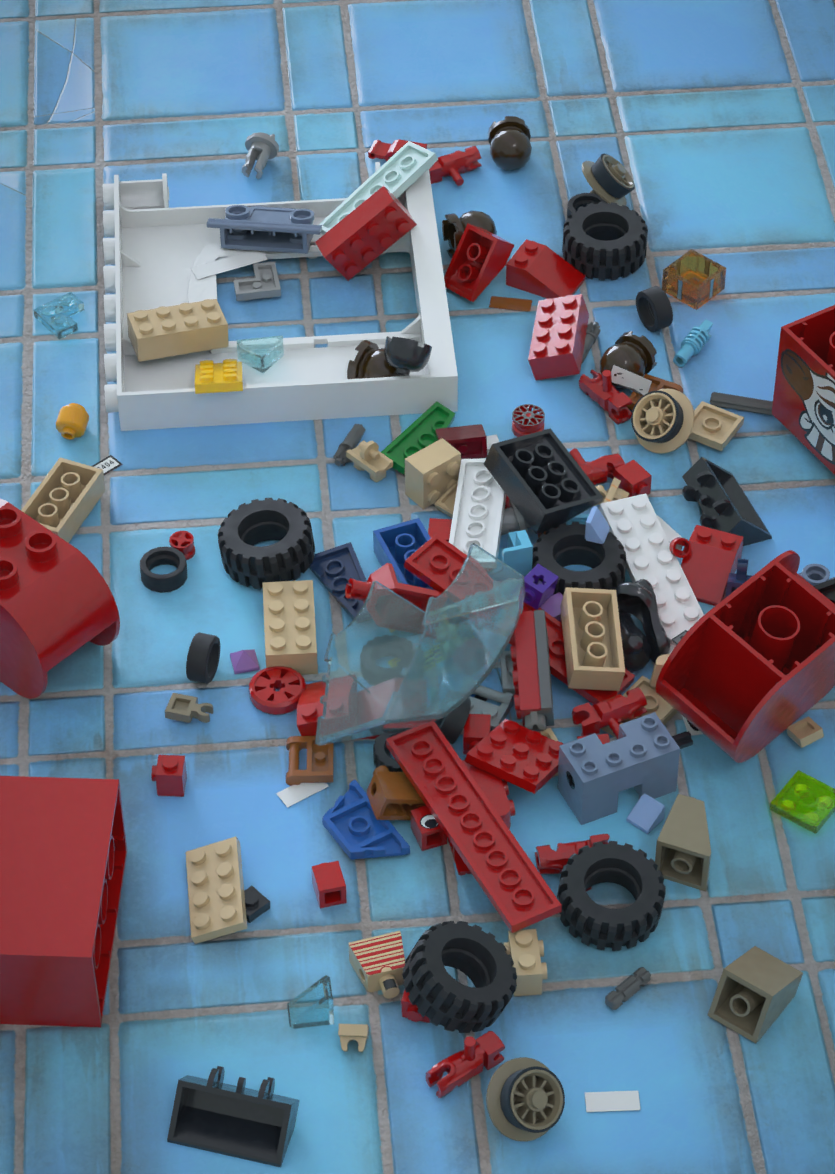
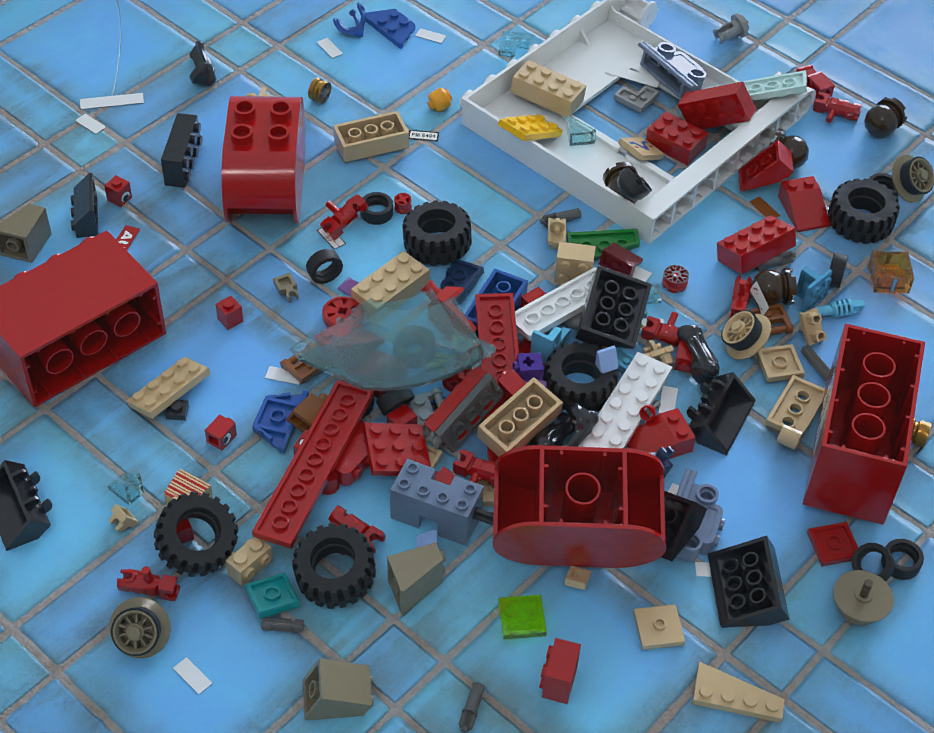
camera: 45 degrees right, 5 degrees up
(149, 597) = (343, 216): none -> red piece
(153, 632) = (333, 243): none -> white sticker
(335, 326) = (641, 148): none -> tan tile
(352, 294) = (677, 138): none -> red brick
(553, 613) = (510, 383): none -> red brick
(585, 973) = (272, 595): none -> teal plate
(659, 335) = (812, 287): none -> dark azure bracket
(661, 470) = (704, 363): none -> black hair
(698, 375) = (812, 326): none -> tan hips
(800, 469) = (792, 435): none -> tan hinge

